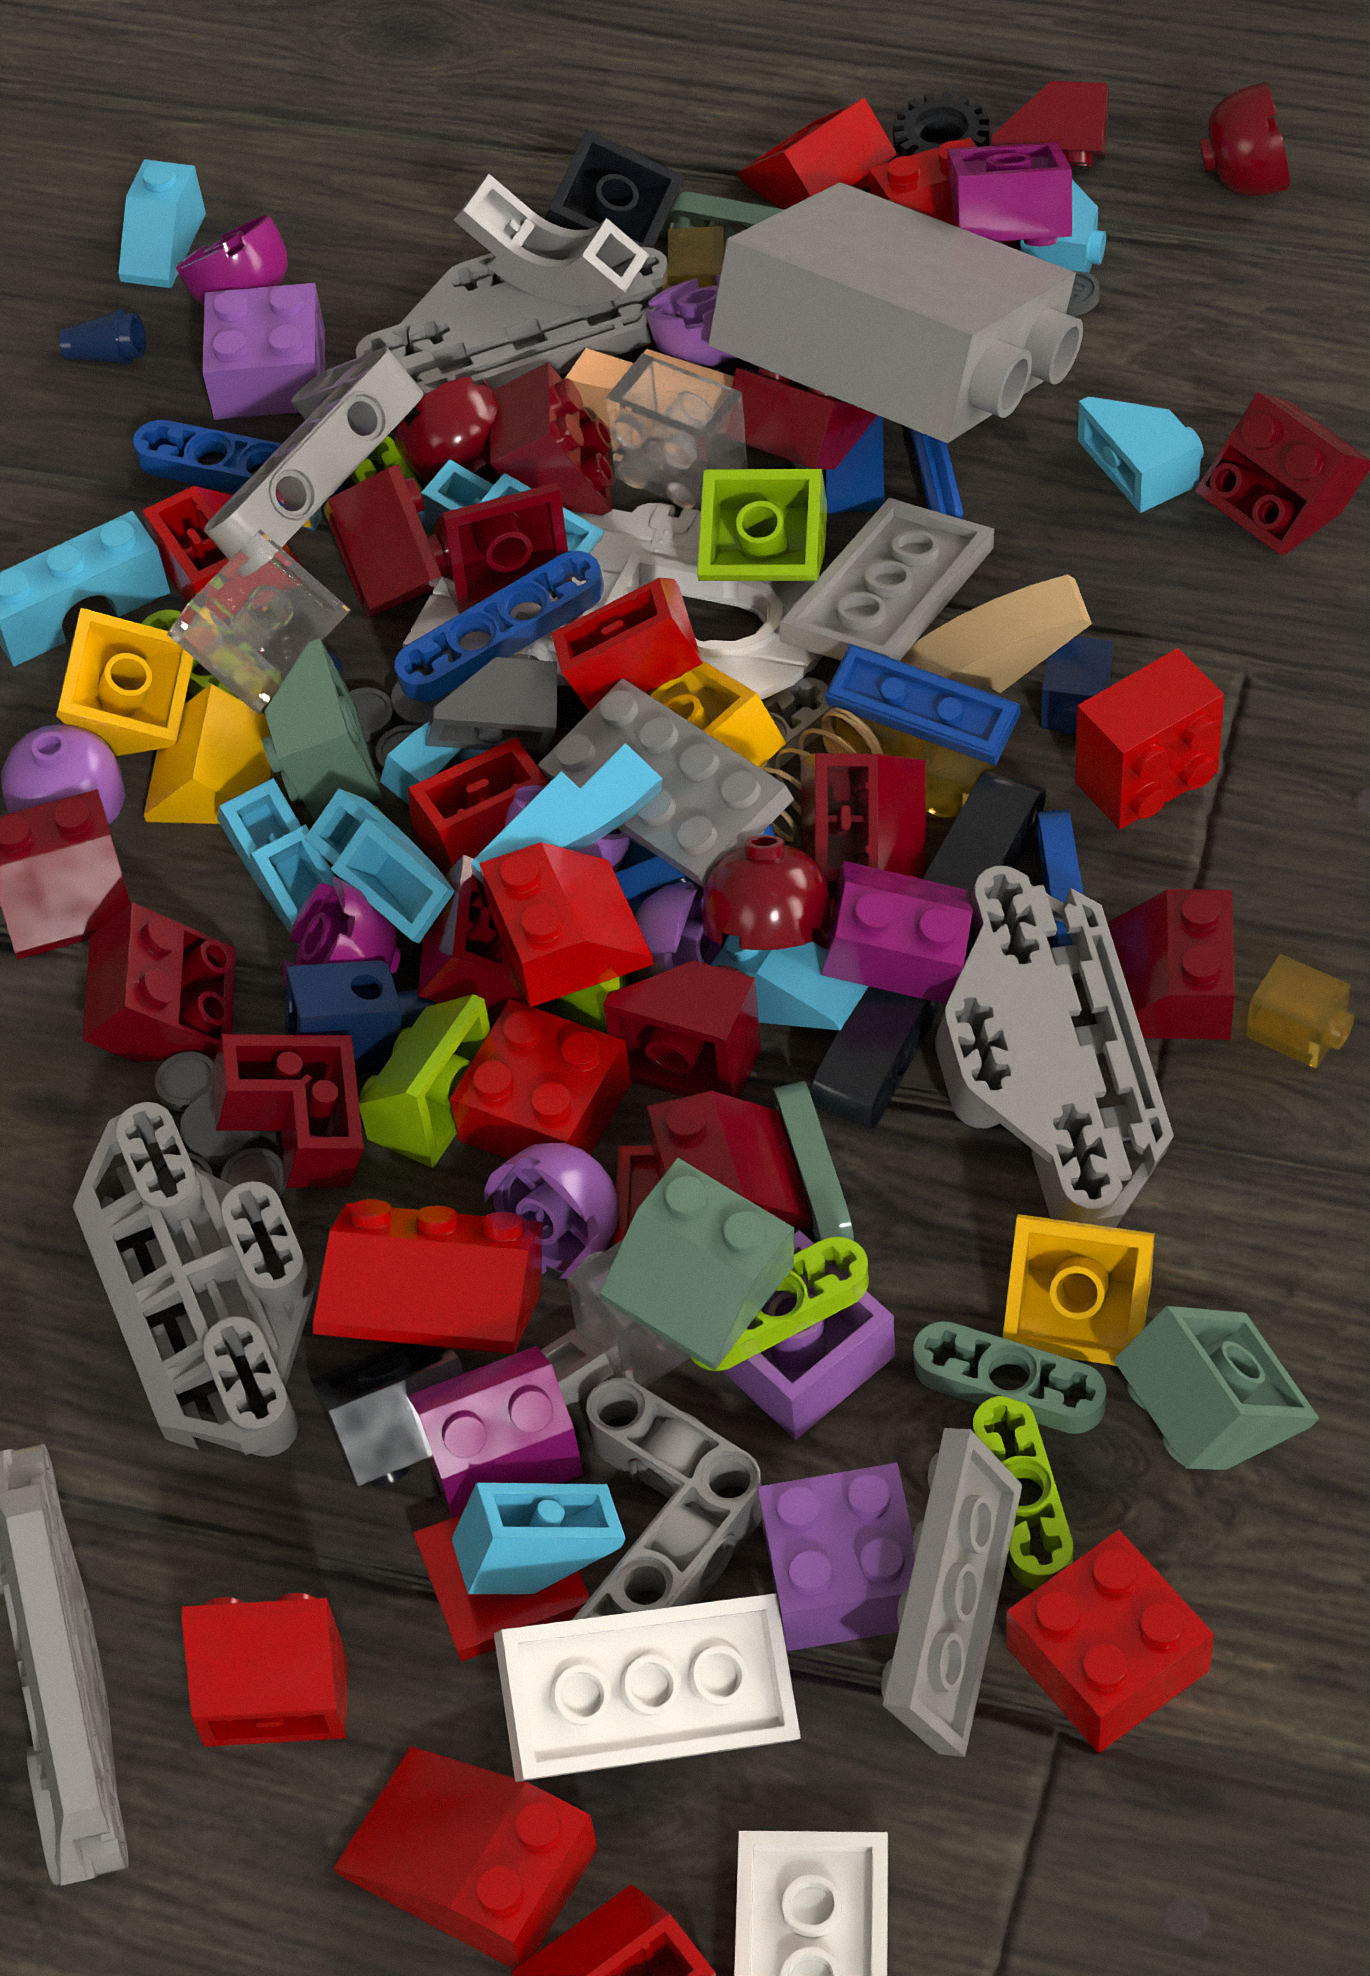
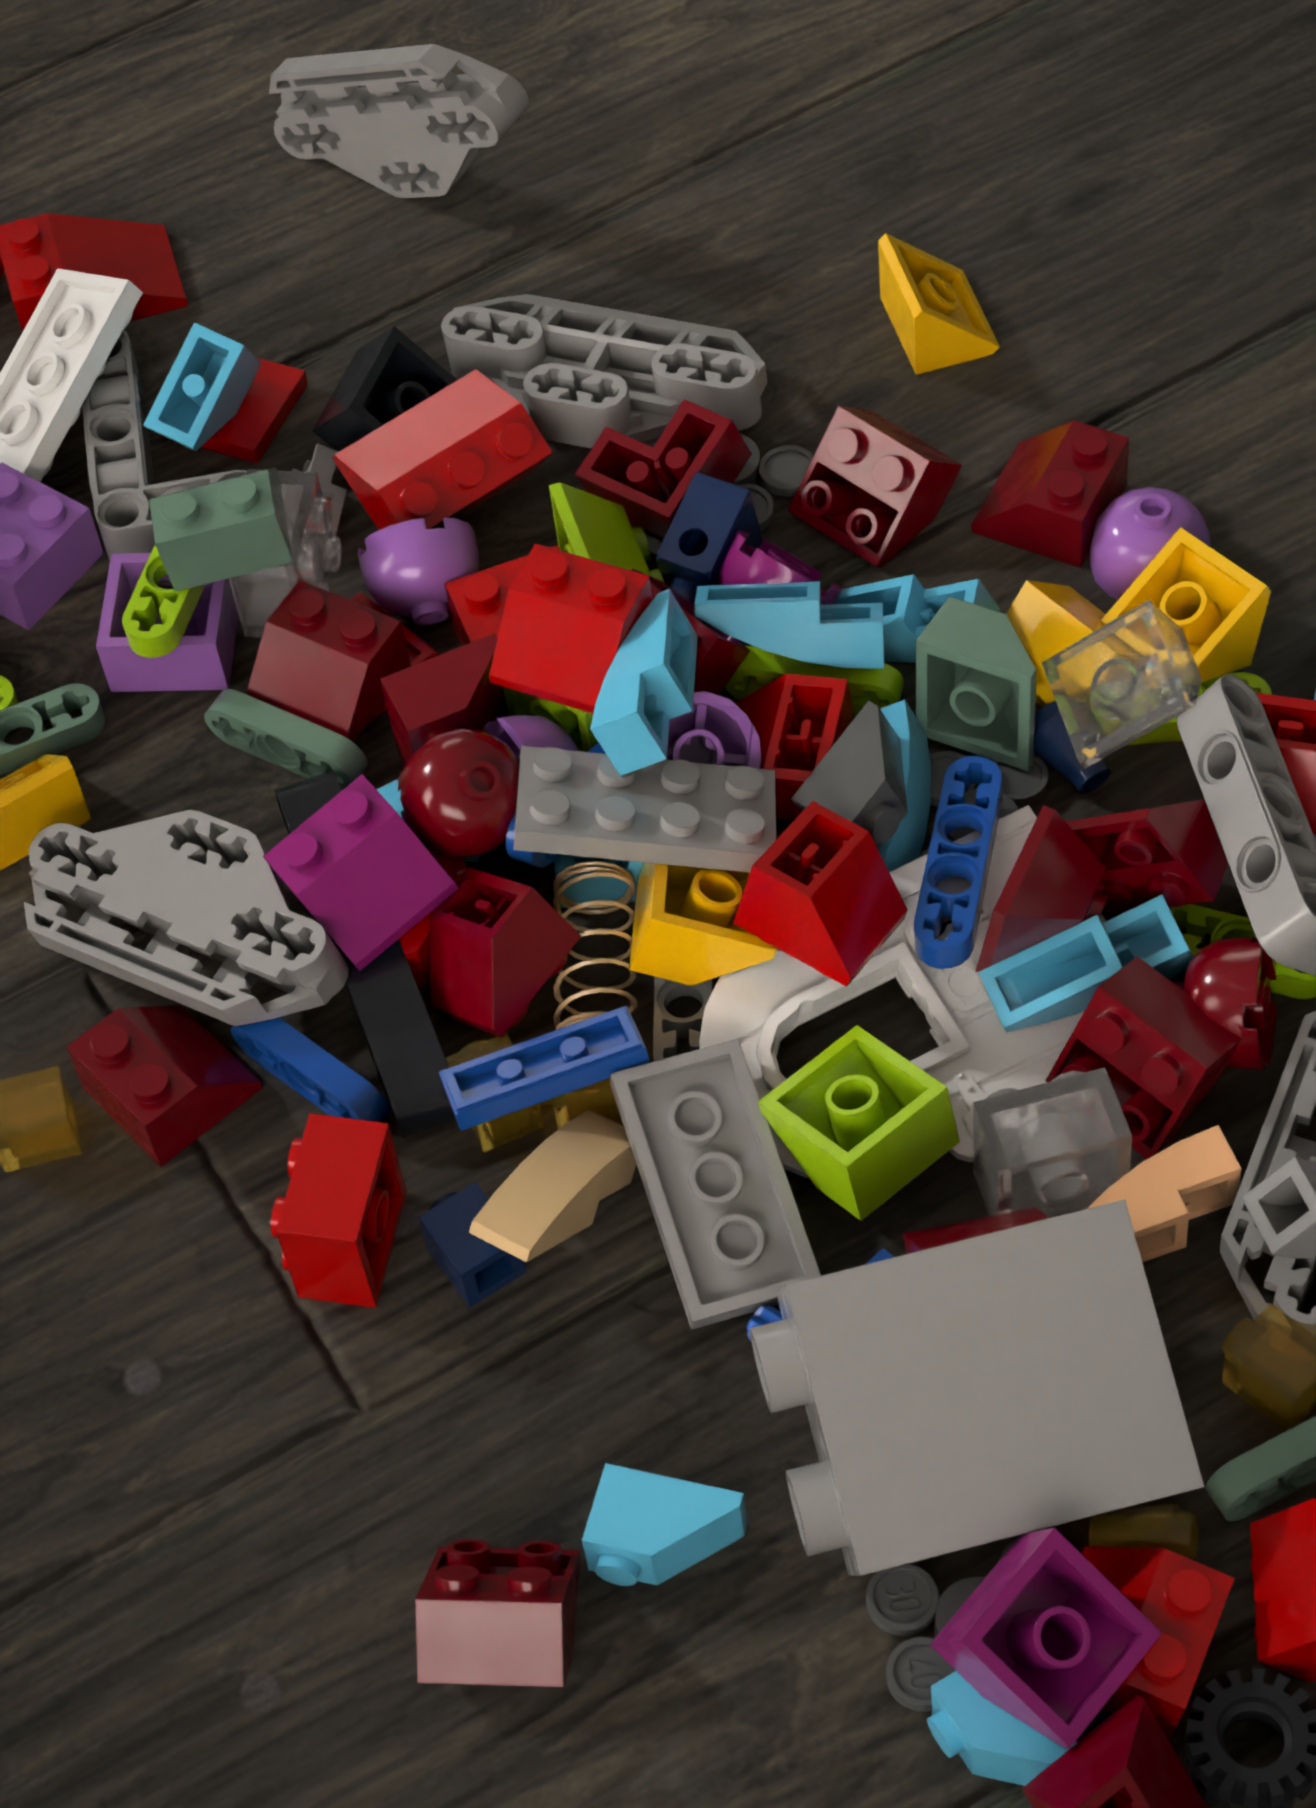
camera: 135 degrees right, 0 degrees up
(265, 1670) = (294, 241): red slope -> none
(497, 1427) = (292, 404): magenta slope -> none
(684, 325) = (1195, 1282): medium lavender cylinder -> none

